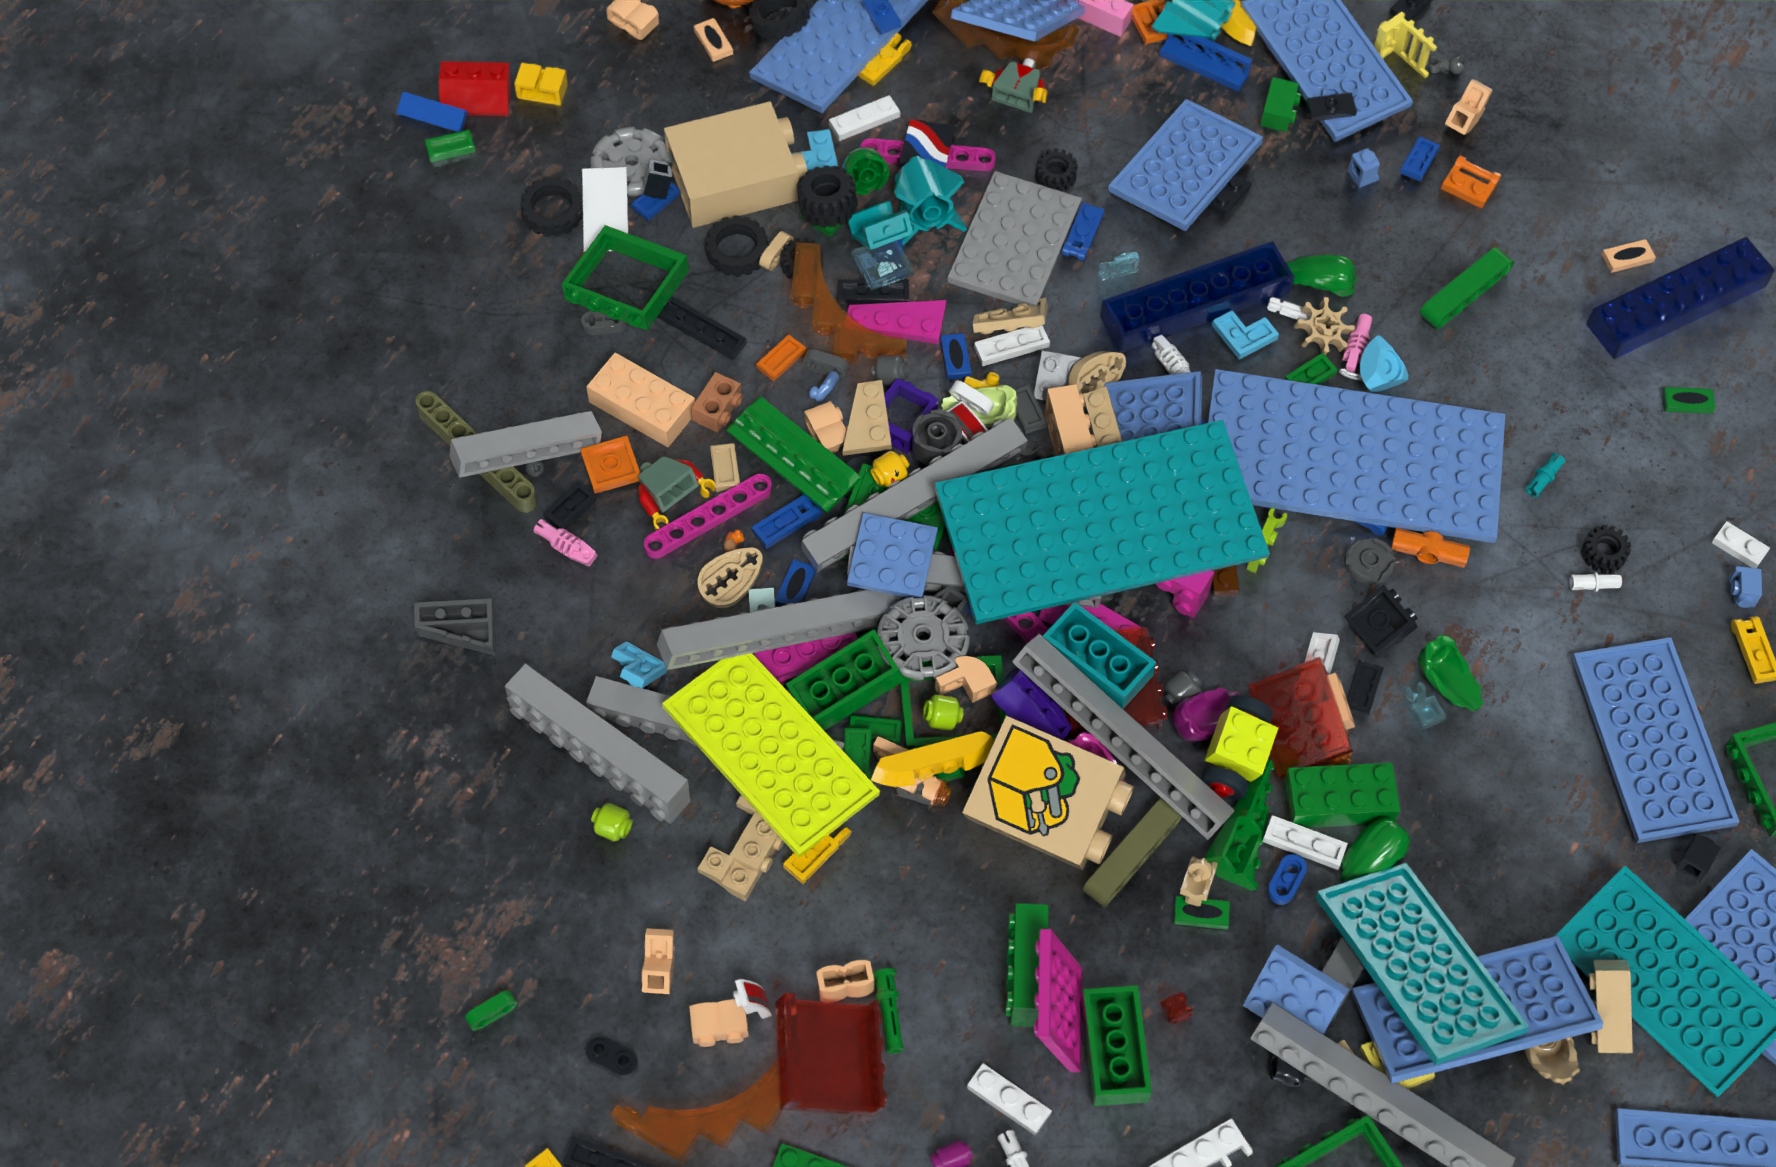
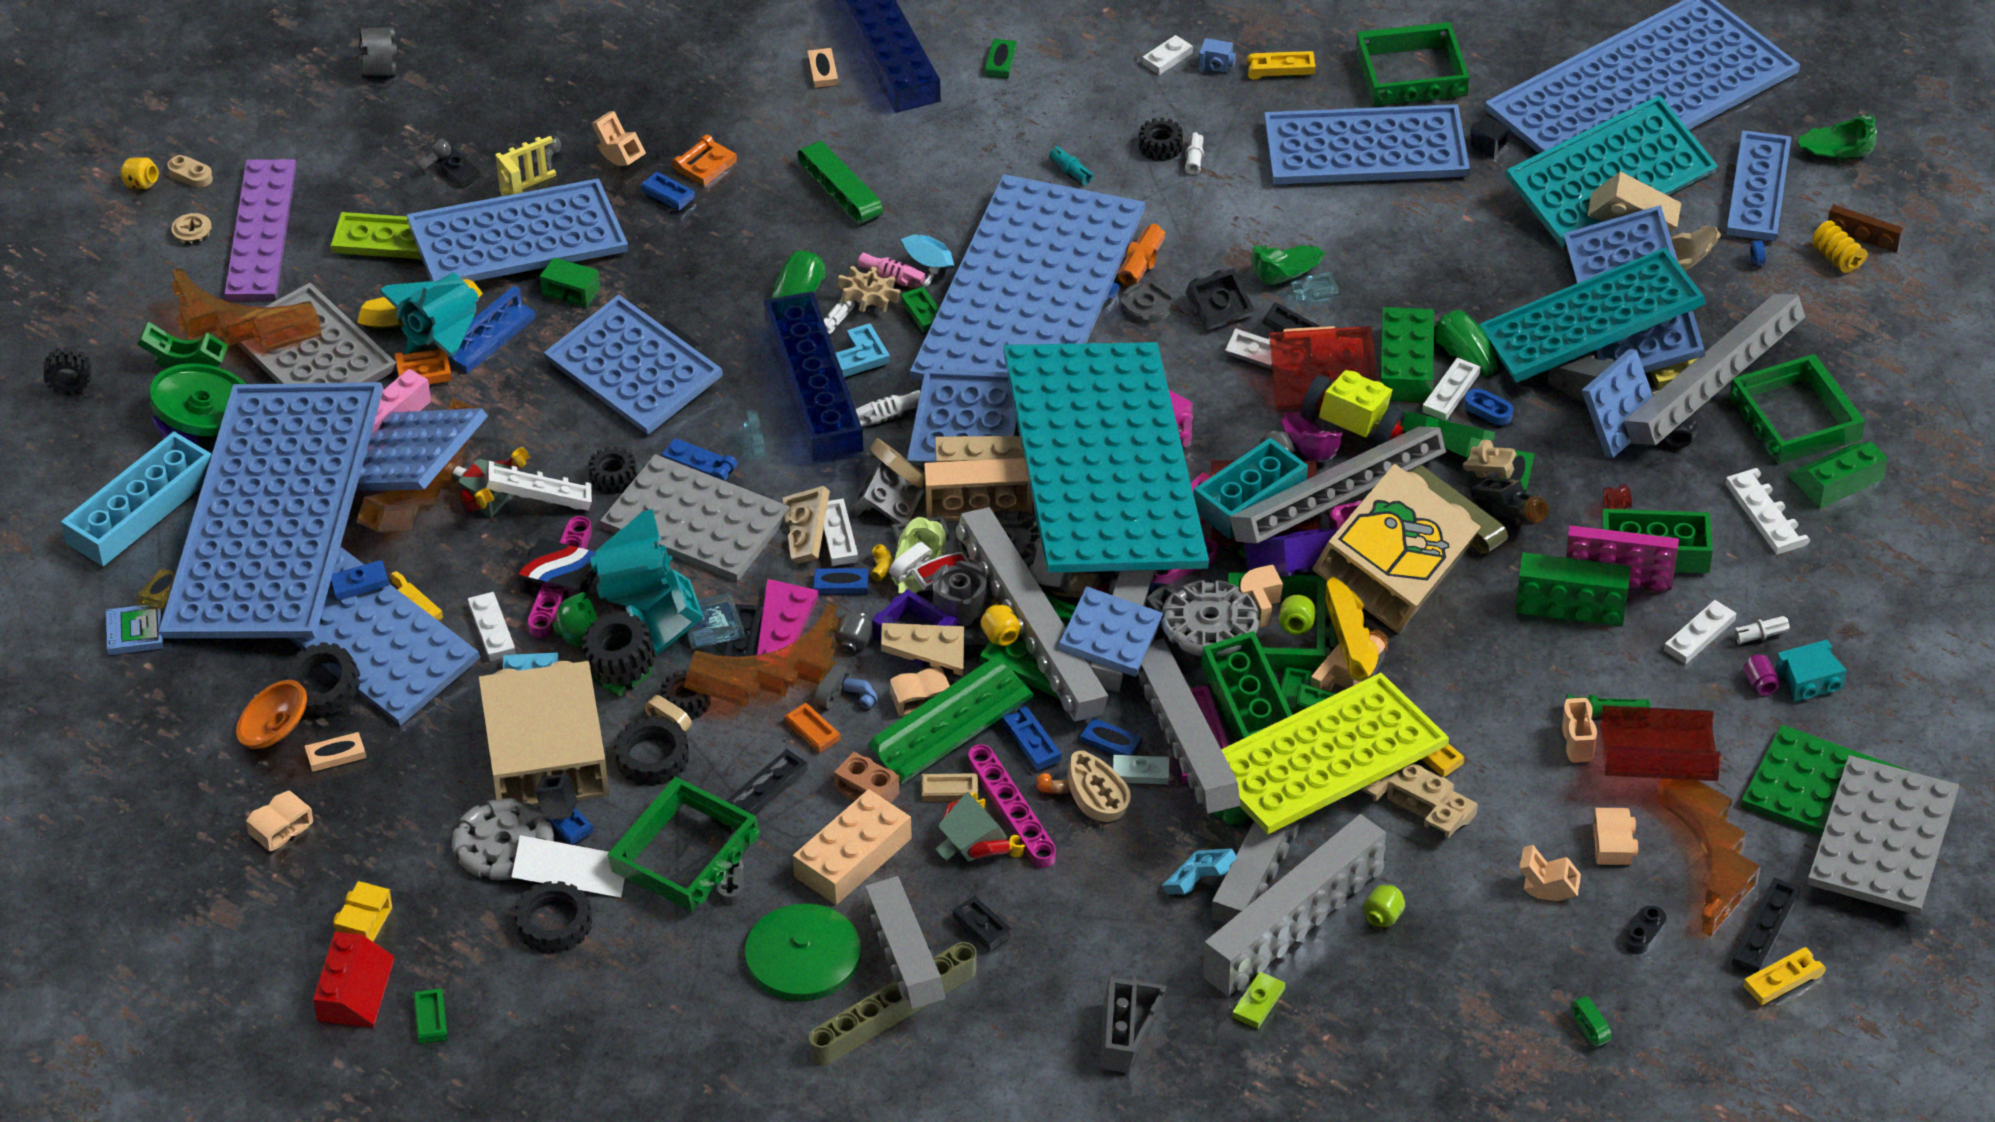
camera: 80 degrees left, 15 degrees down
(432, 112) = (376, 1027): blue tile -> none
(503, 730) = (1258, 1000): none -> lime plate
(532, 382) = (803, 952): none -> green dish
(566, 543) = (1029, 928): bright pink hinge -> none
(610, 464) = (932, 882): orange plate -> none
(752, 998) = (1594, 799): white slope -> none
(1015, 117) = (538, 487): none -> white hinge
(1146, 901) = (1510, 501): none -> black plate
(1331, 107) = (592, 237): black plate -> none
(1369, 166) = (672, 224): medium blue brick -> none
(1586, 1143) = (1757, 253): none -> blue tile

